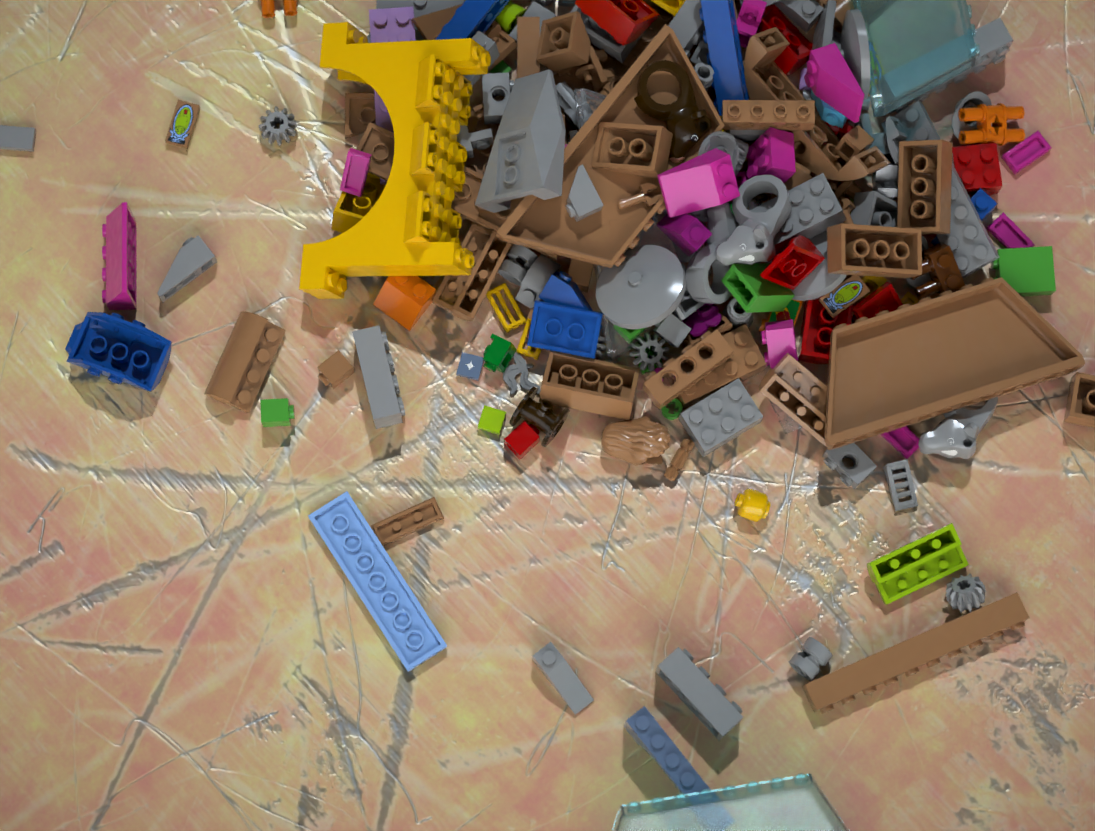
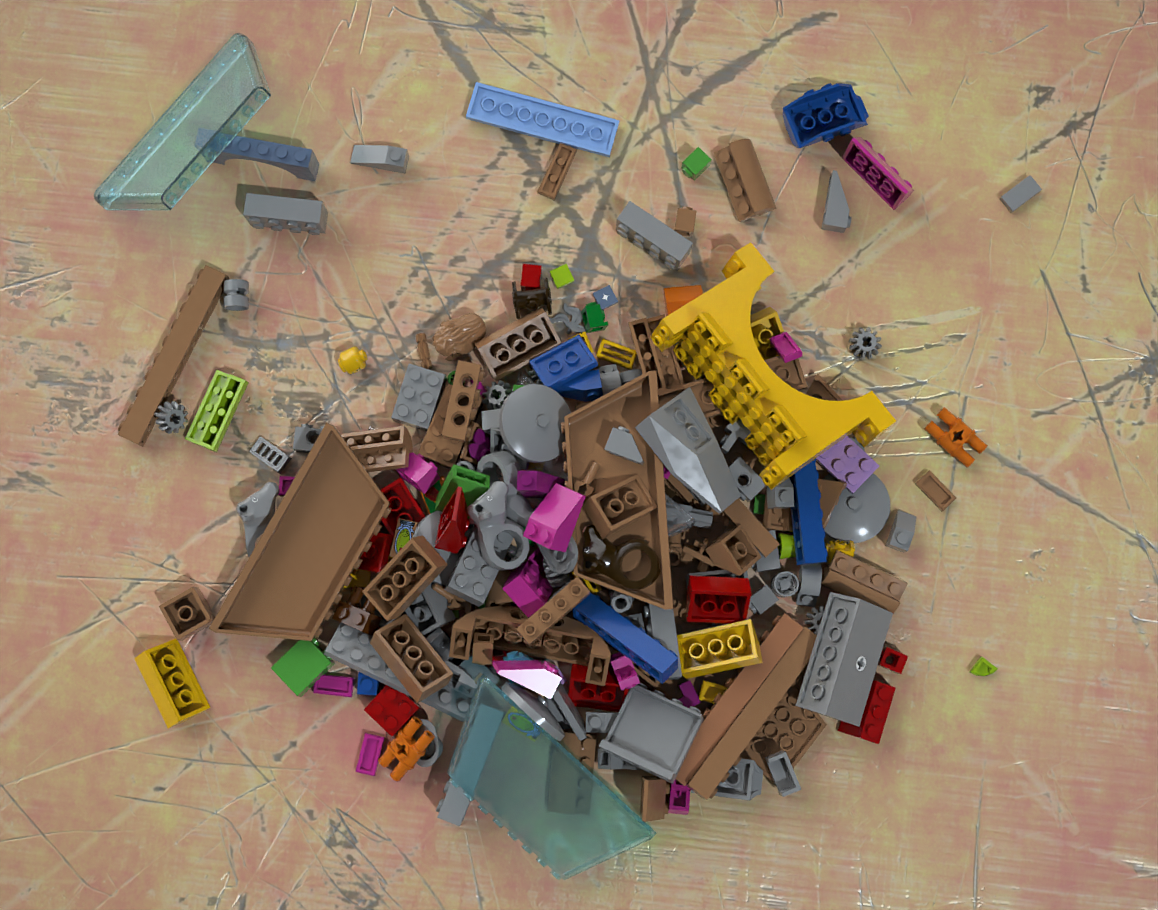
camera: 140 degrees right, 5 degrees up
(182, 124) = (925, 294): tile -> none

